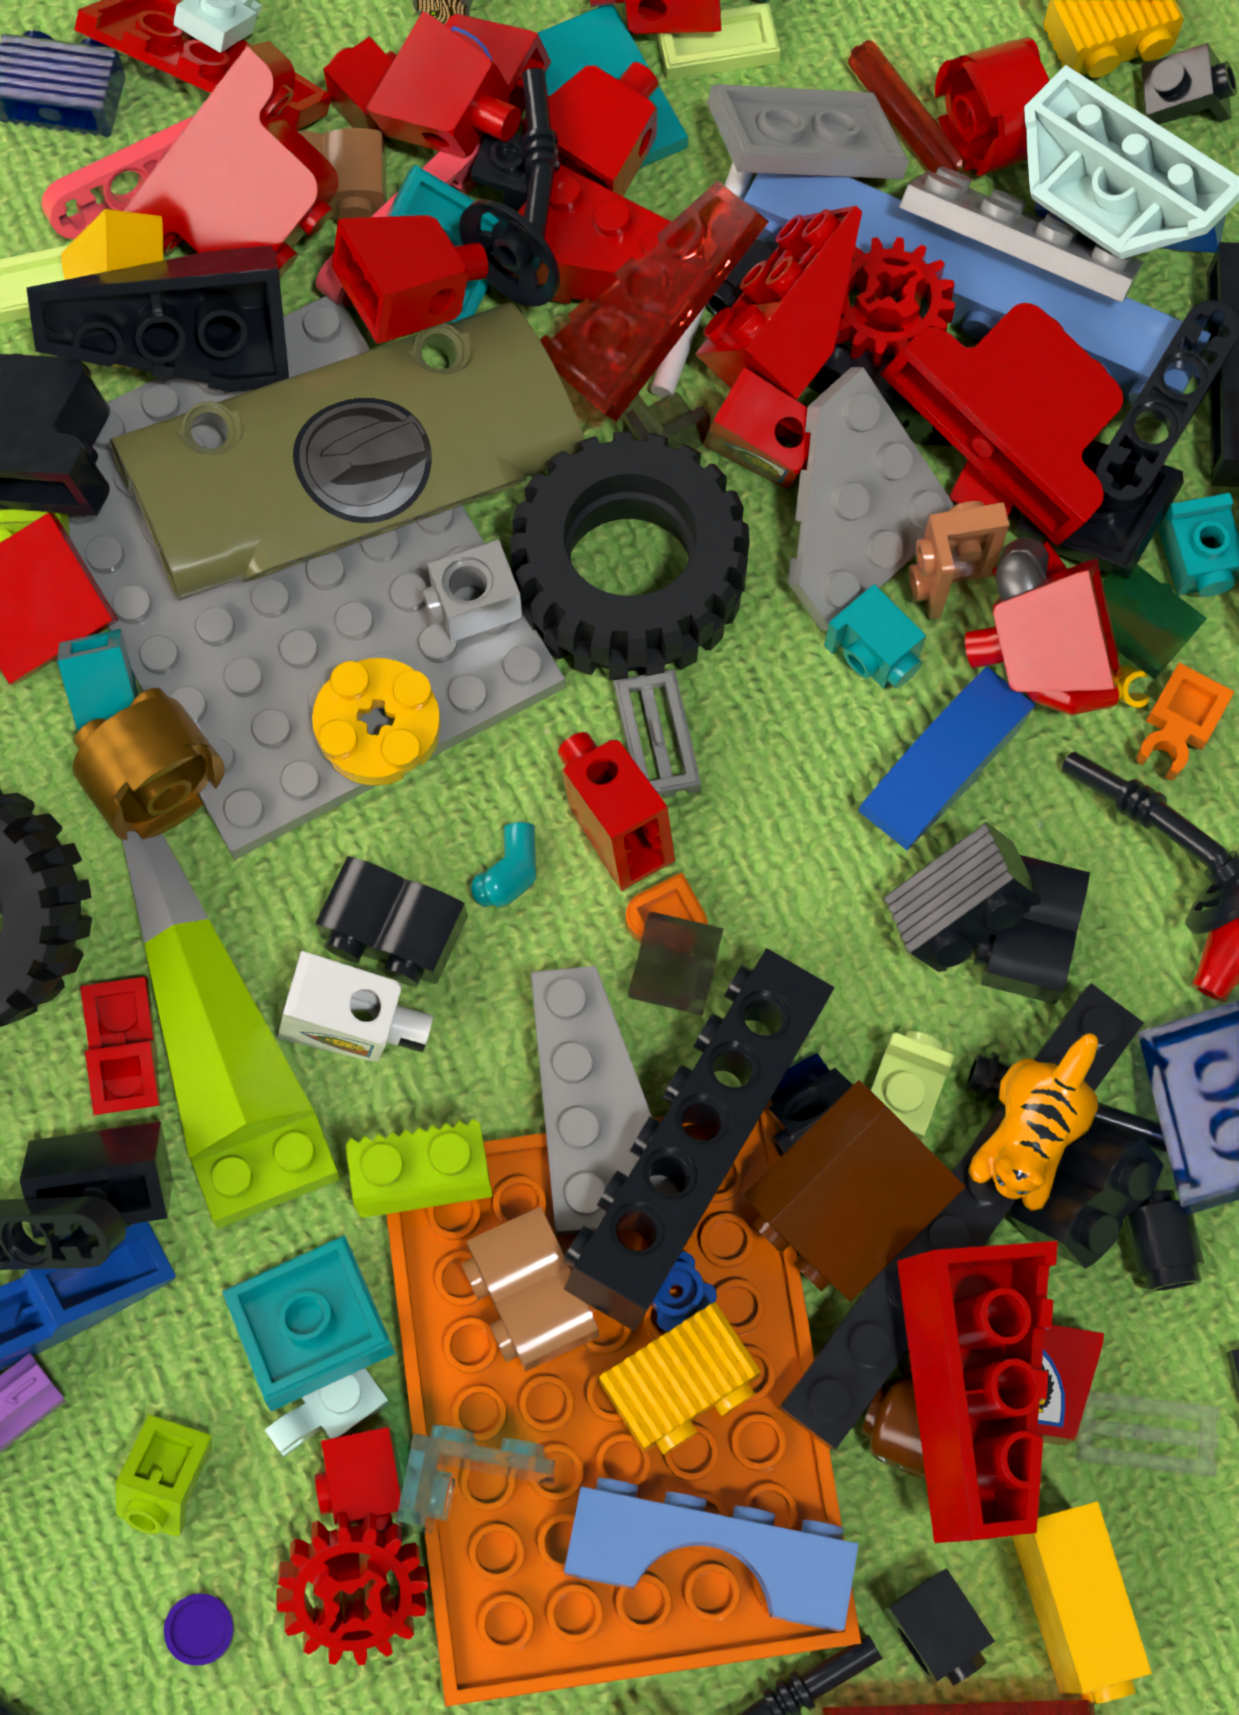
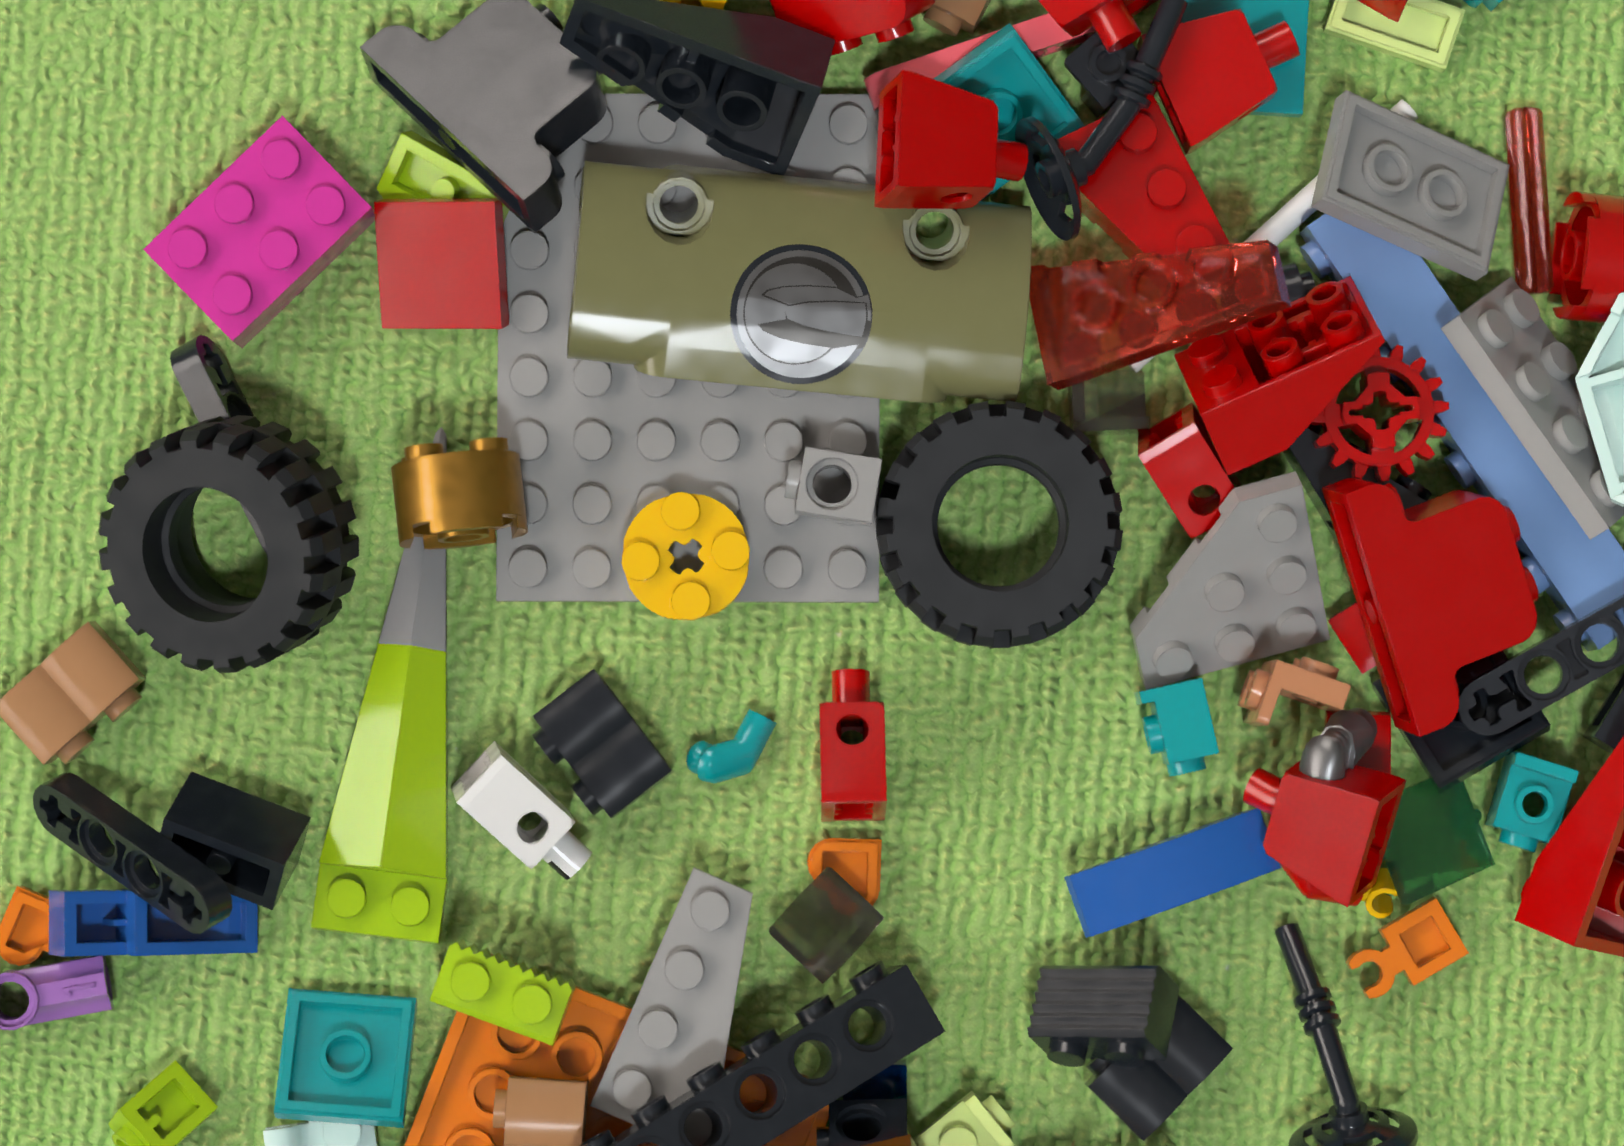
camera: 25 degrees right, 15 degrees up
(97, 676) = (461, 378): teal brick -> none
(121, 1046) = (312, 722): red slope -> none
(667, 783) = (916, 749): light grey tile -> none

